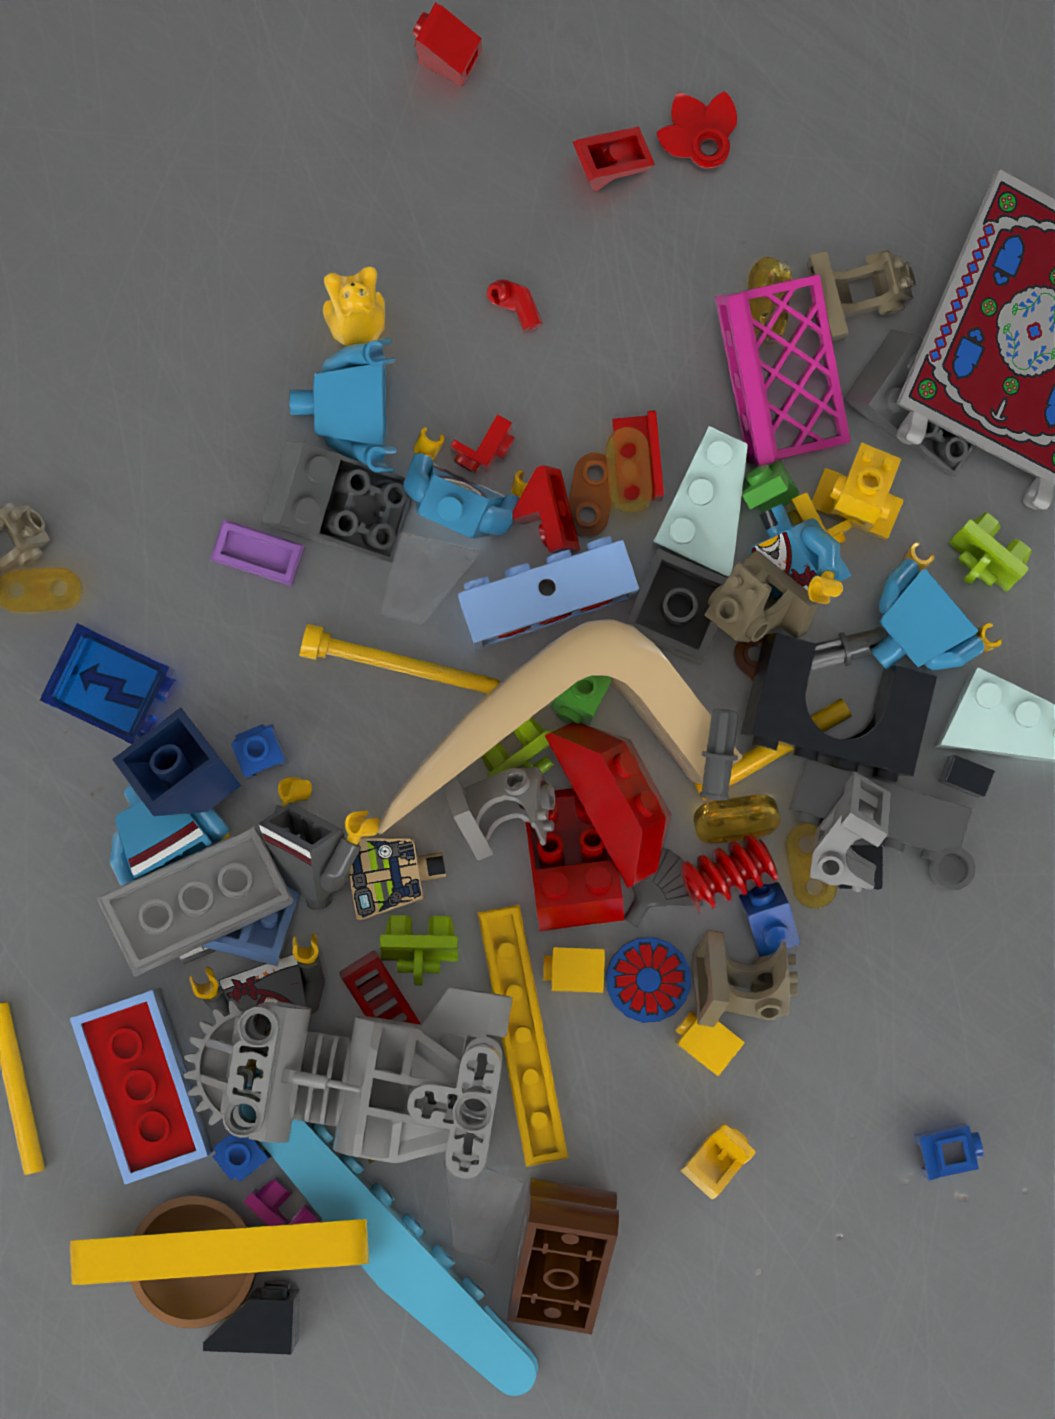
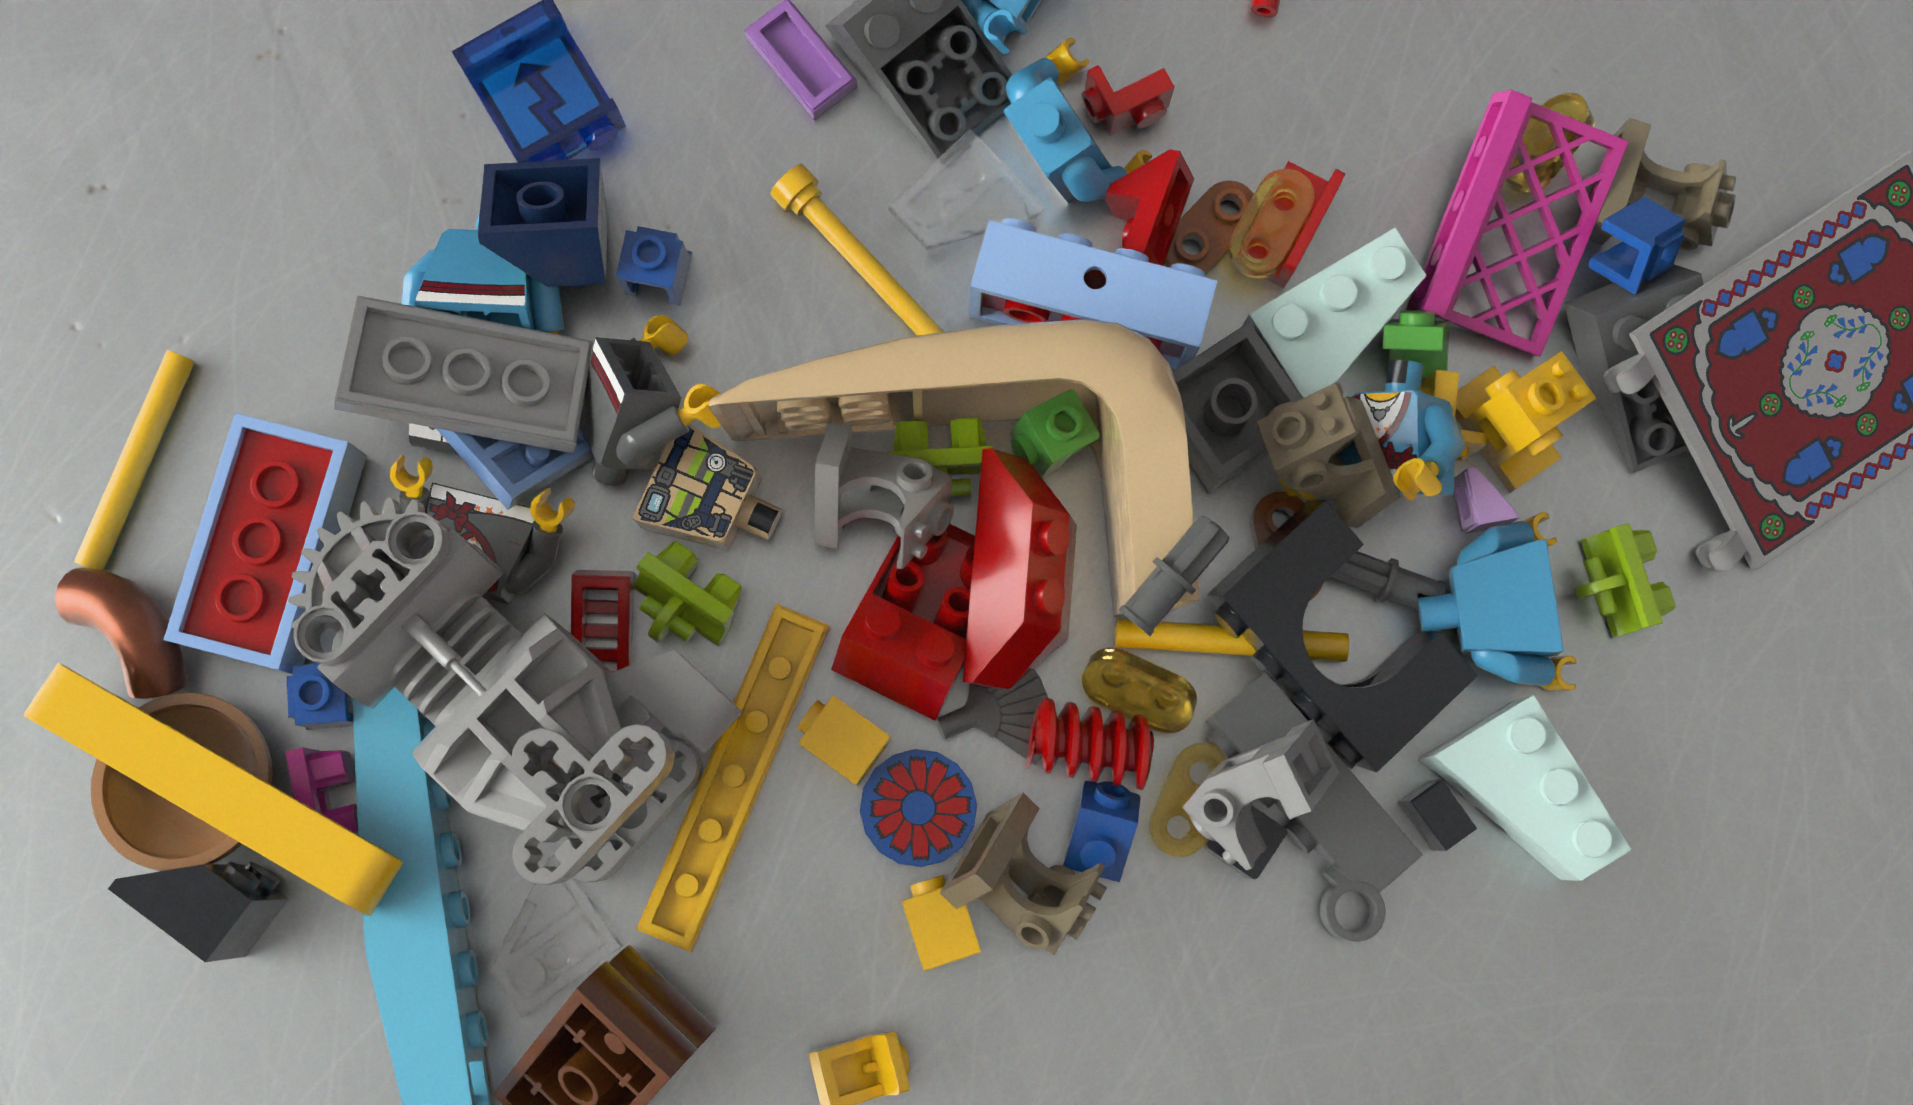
camera: 30 degrees right, 5 degrees down
(91, 1188) = (130, 623): none -> copper cylinder
(869, 334) = (1648, 244): none -> blue window
(870, 563) = (1480, 502): none -> lavender slope

